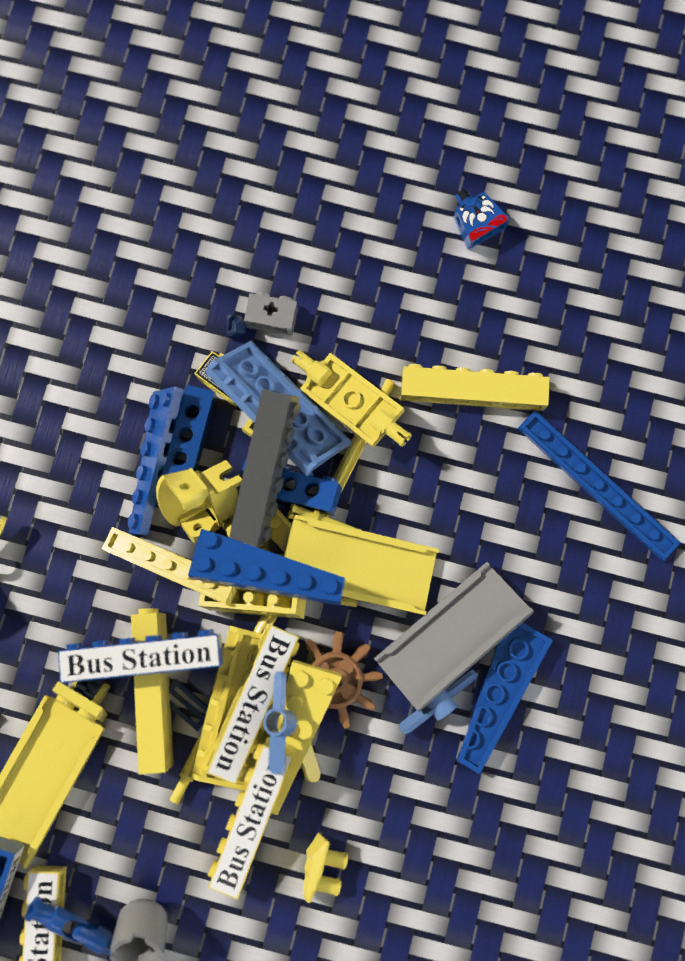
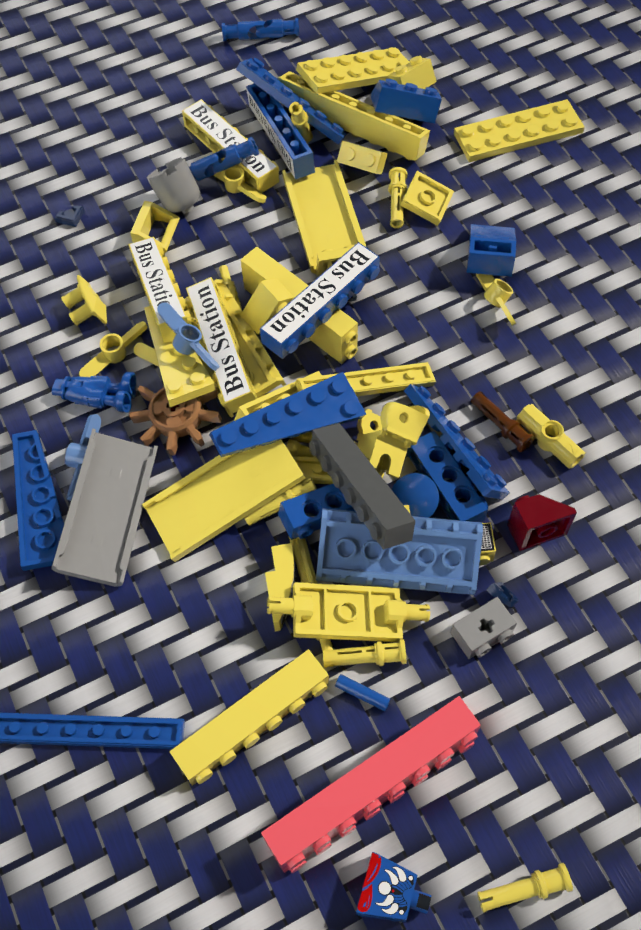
camera: 140 degrees right, 20 degrees down
(74, 886) = (239, 184): none -> light yellow piece
(80, 389) = (560, 444): none -> light yellow piece
(100, 438) = (509, 428): none -> reddish brown pin
(163, 345) = (539, 520): none -> dark red slope
(183, 703) = (265, 303): none -> light yellow brick
(202, 919) = (148, 214): none -> light yellow tile
(225, 441) = (418, 493): none -> blue dish
(352, 361) = (377, 654): none -> light yellow pin
(352, 792) = (106, 357): none -> light yellow piece
(373, 464) = (281, 580): none -> light yellow slope
(384, 762) = (96, 391): none -> blue piece
(387, 150) = (539, 884): none -> light yellow pin
(387, 345) = (362, 692): none -> blue piece
(437, 276) = (370, 785): none -> coral brick

